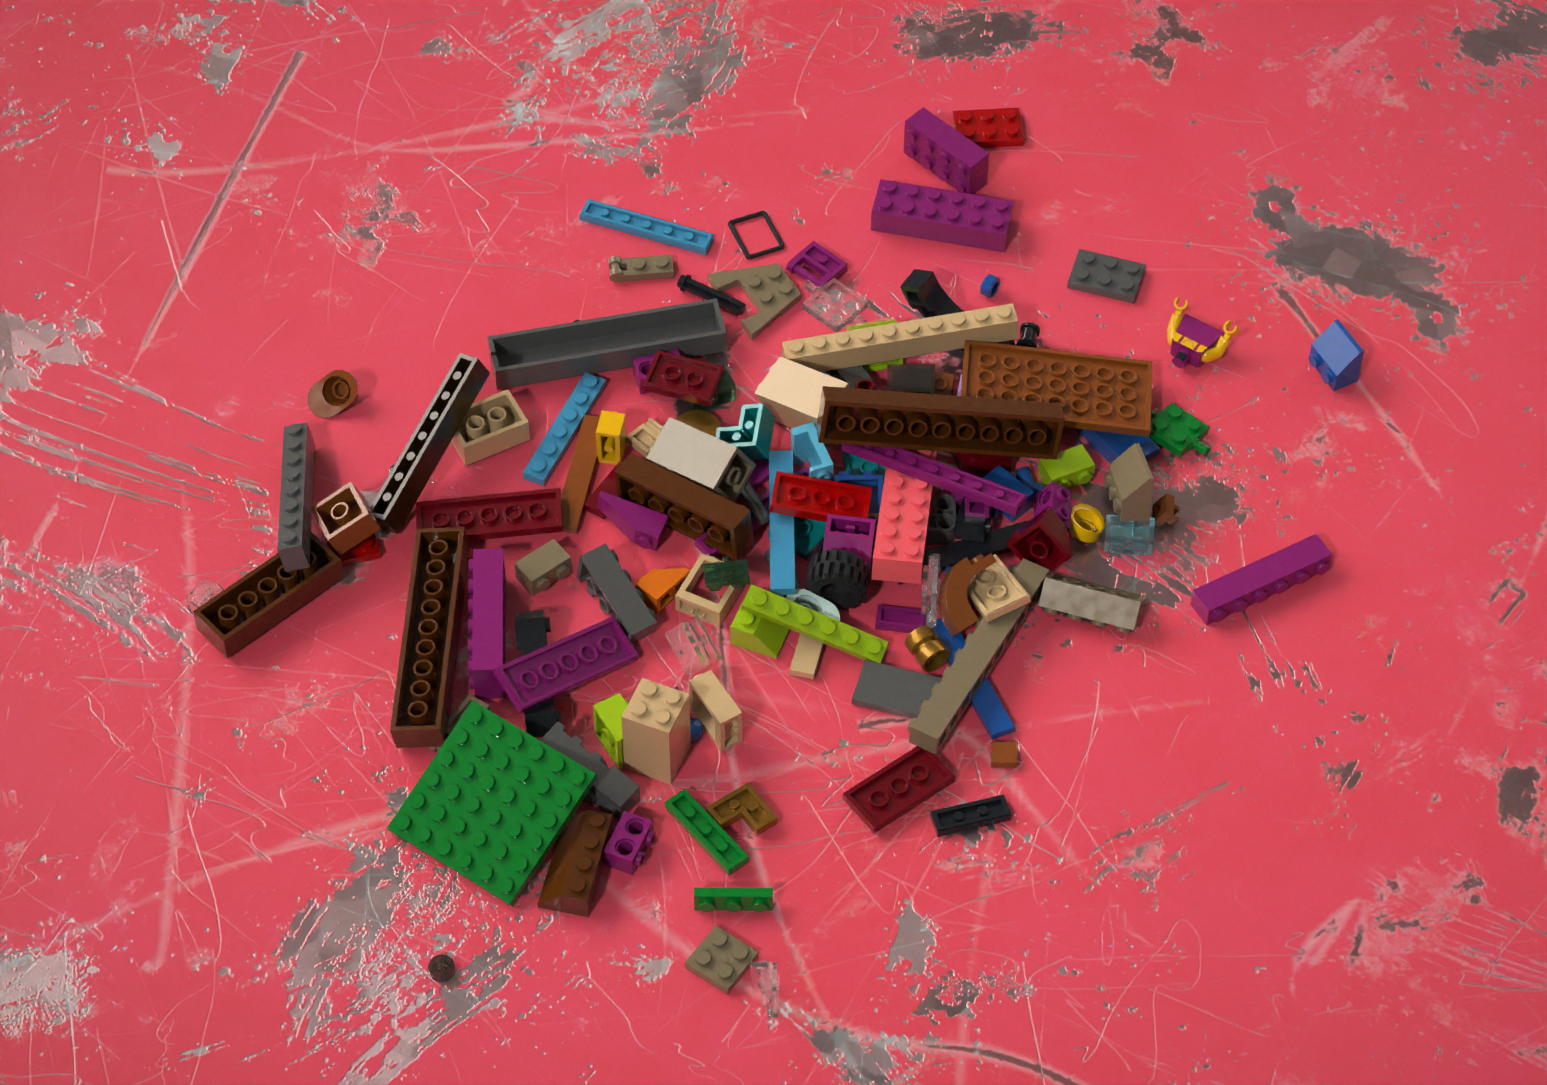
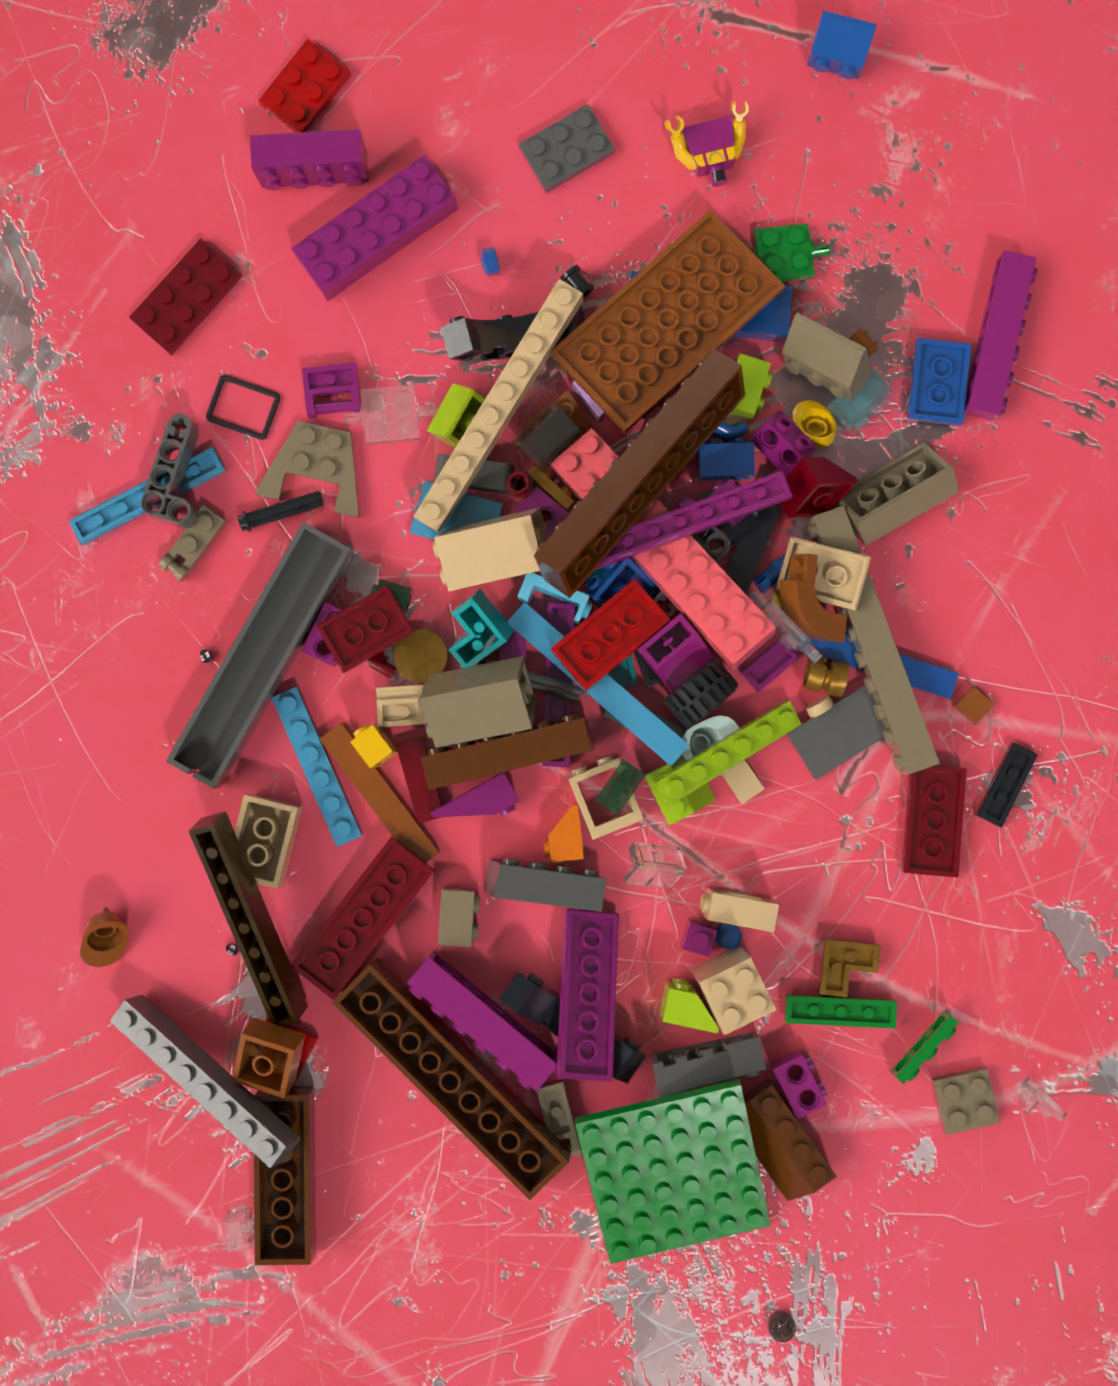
camera: 45 degrees left, 35 degrees up
(670, 408) = (380, 665): none -> dark red arm
(672, 219) = (176, 469): none -> dark grey beam
(793, 160) = (185, 296): none -> dark red plate
(904, 661) = (819, 706): none -> tan tile
(1191, 569) = (939, 382): none -> blue plate

